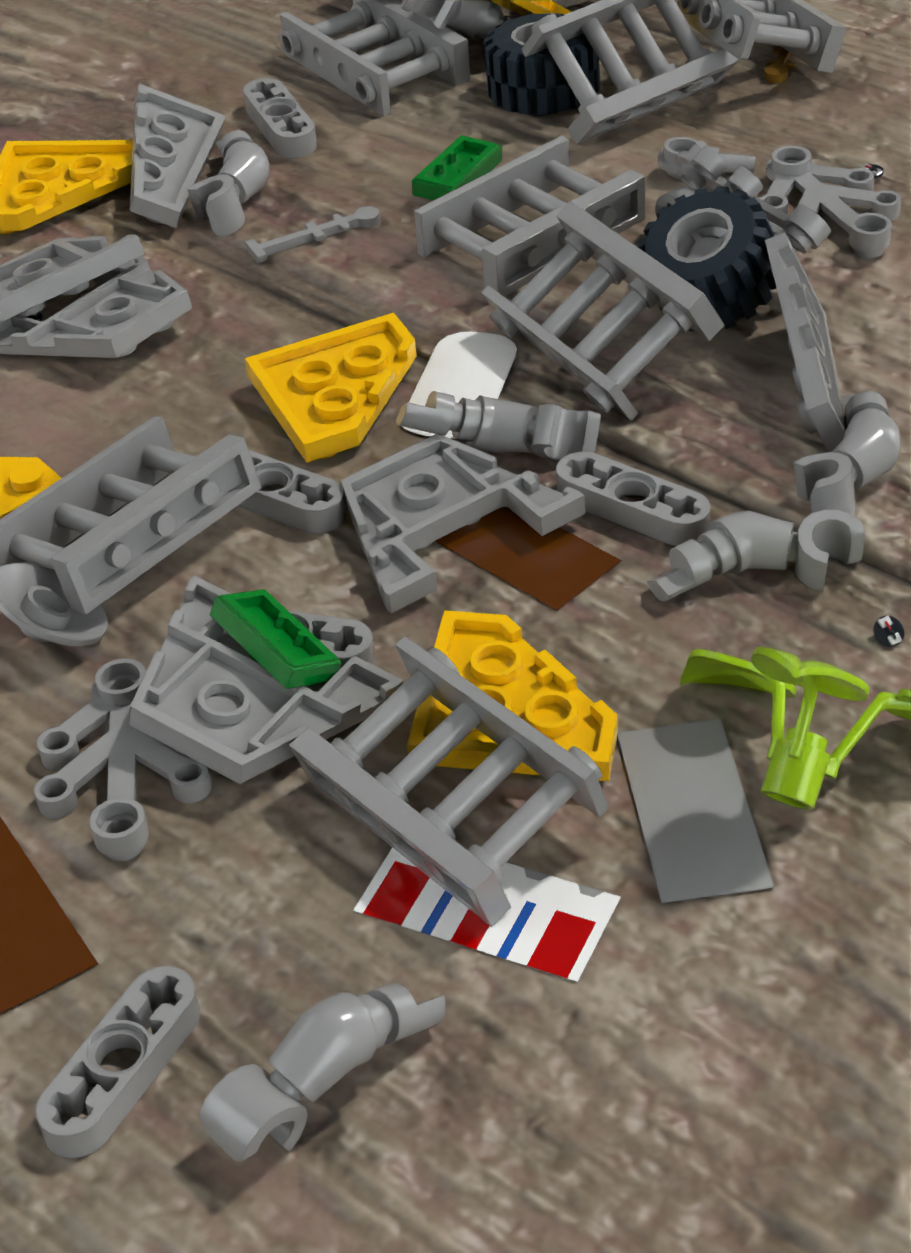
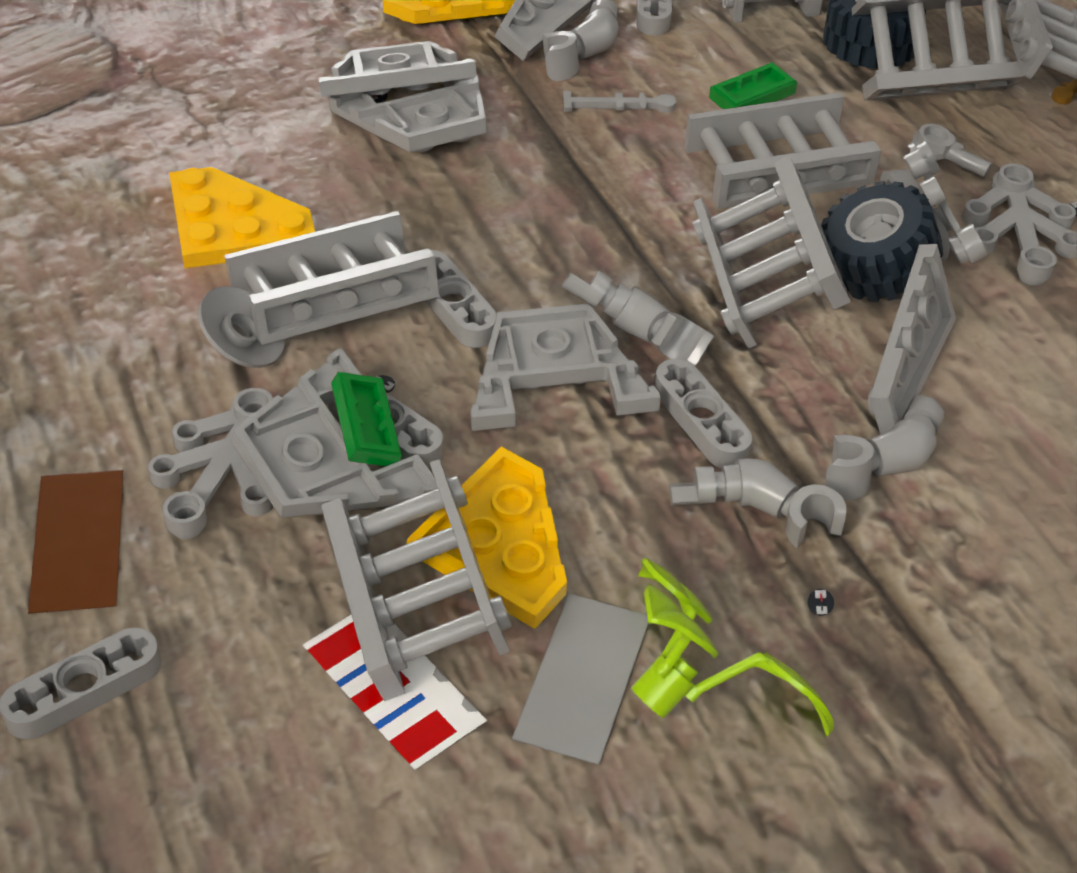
camera: 20 degrees right, 5 degrees up
(308, 1062) = (186, 743): light grey piece -> none
(333, 383) = (549, 231): yellow plate -> none
(466, 367) = (653, 259): white sticker -> none
(545, 567) = (601, 437): reddish brown sticker -> none

